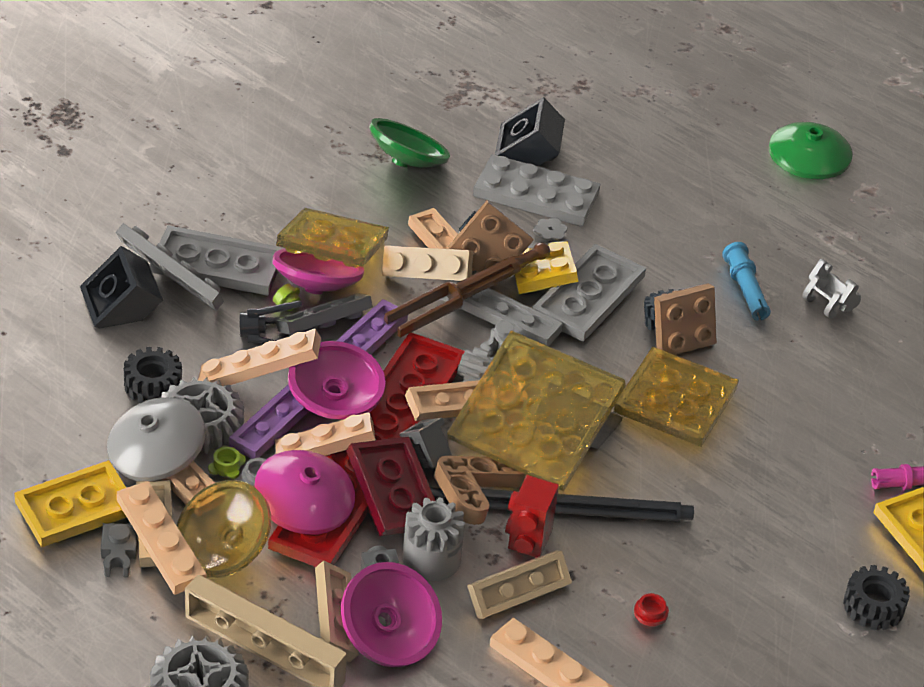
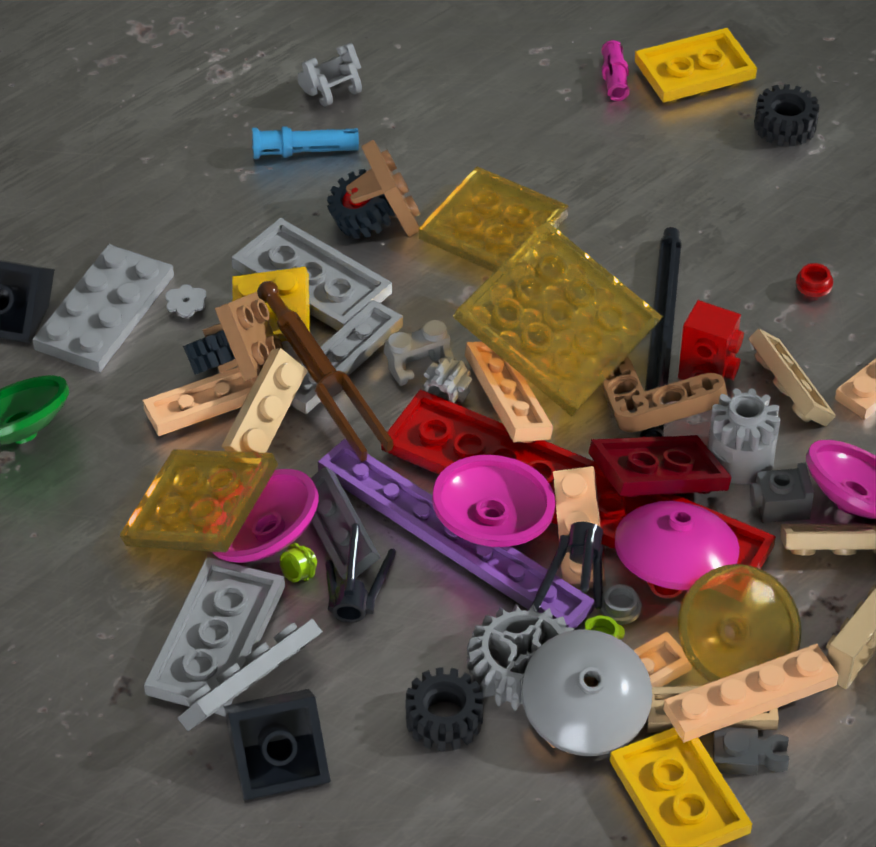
camera: 80 degrees left, 5 degrees up
(263, 359) = (453, 578): light nougat plate -> none
(290, 428) = (584, 548): none -> black plant
(428, 442) = (581, 425): dark grey brick -> none
(810, 150) = (63, 63): green dish -> none

